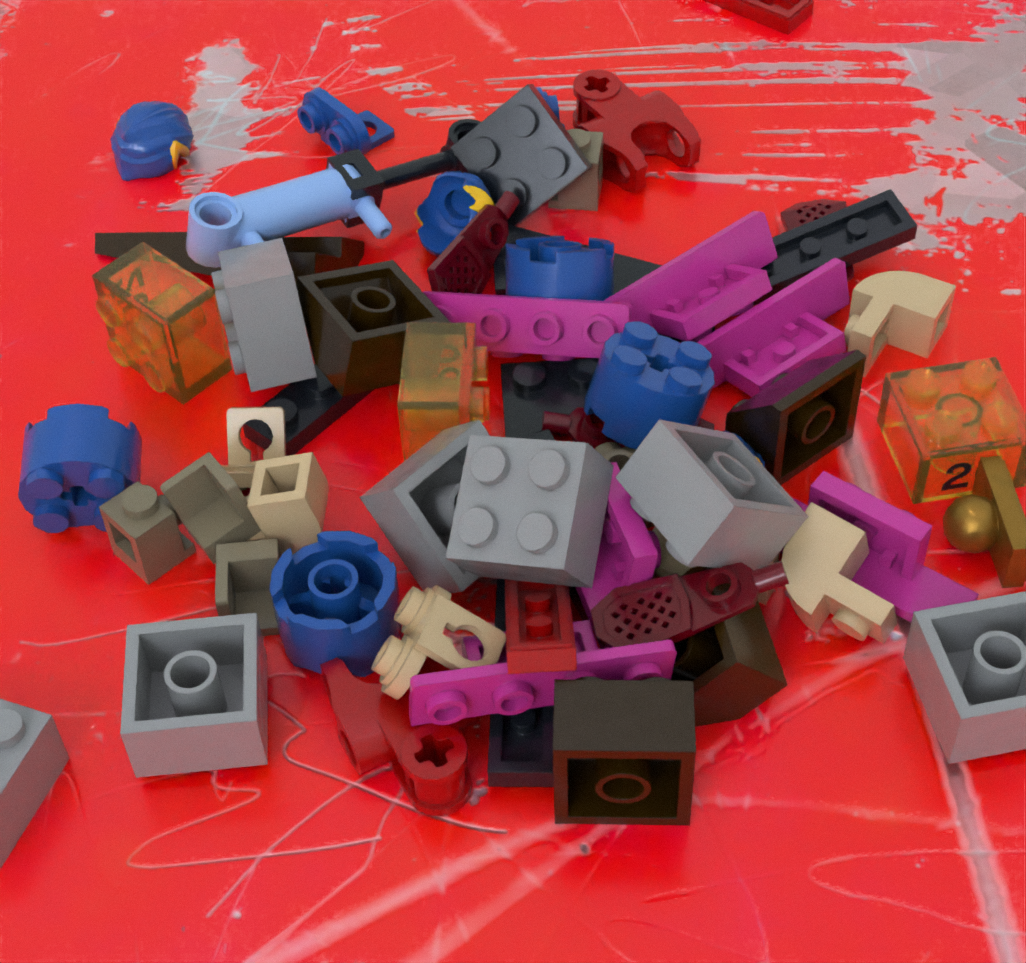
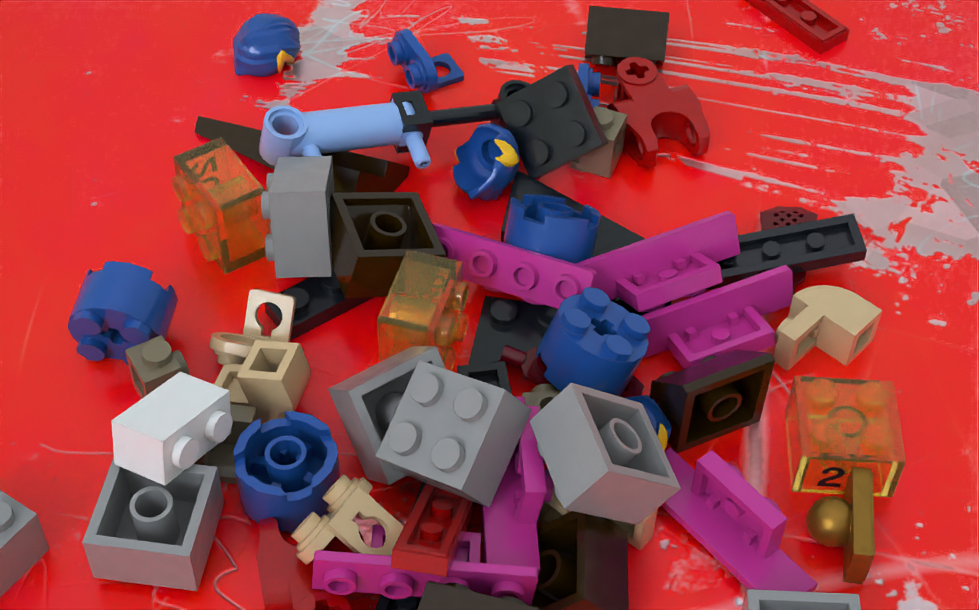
camera: 10 degrees right, 0 degrees up
(190, 578) = (171, 428): none -> white brick
(210, 505) = (211, 360): dark tan panel -> none
(470, 256) = (482, 203): dark red piece -> none
(563, 48) = (625, 33): none -> dark brown slope
(690, 607) = (554, 539): dark red piece -> none
(820, 570) = (685, 533): tan brick -> none

